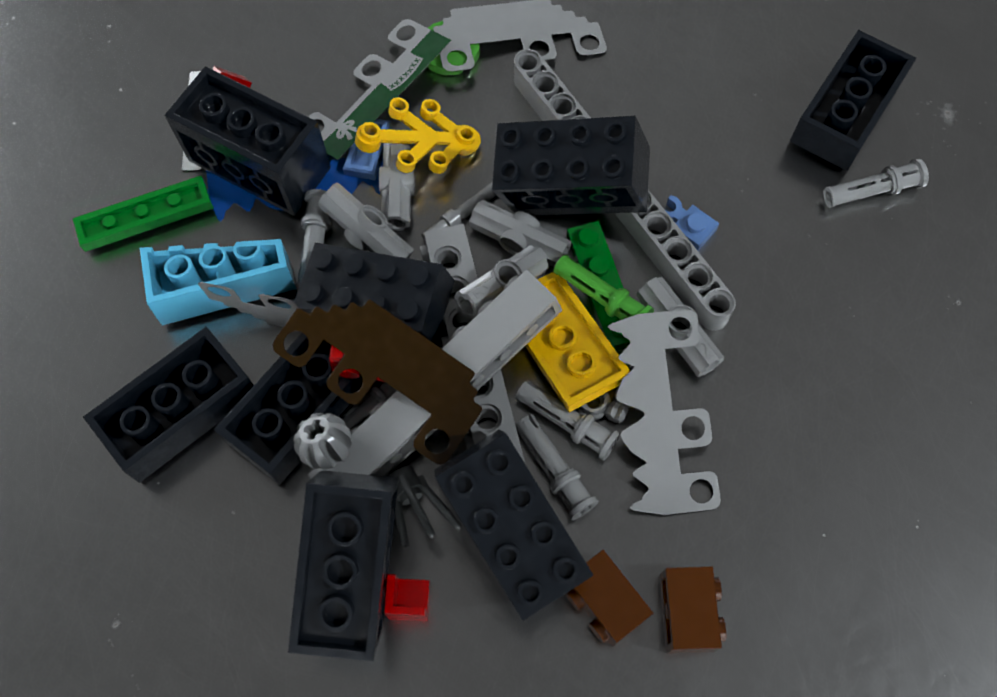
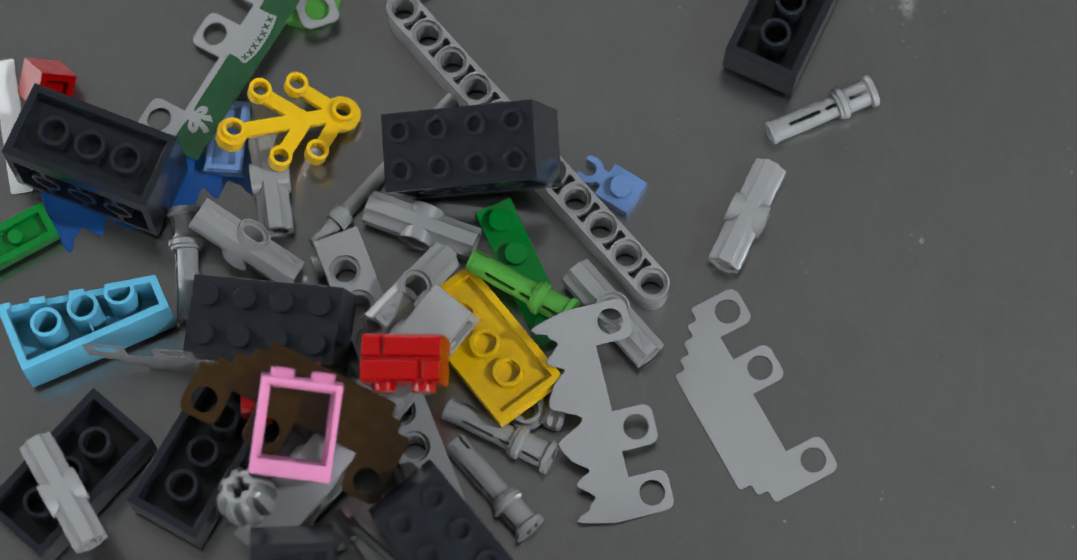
camera: 10 degrees left, 5 degrees up
(154, 414) = (63, 492): none -> light grey piece
(365, 417) = (287, 466): none -> bright pink window
(488, 333) = (404, 361): none -> red brick
(779, 432) = (729, 412): none -> light grey piece
(805, 260) = (747, 215): none -> light grey piece

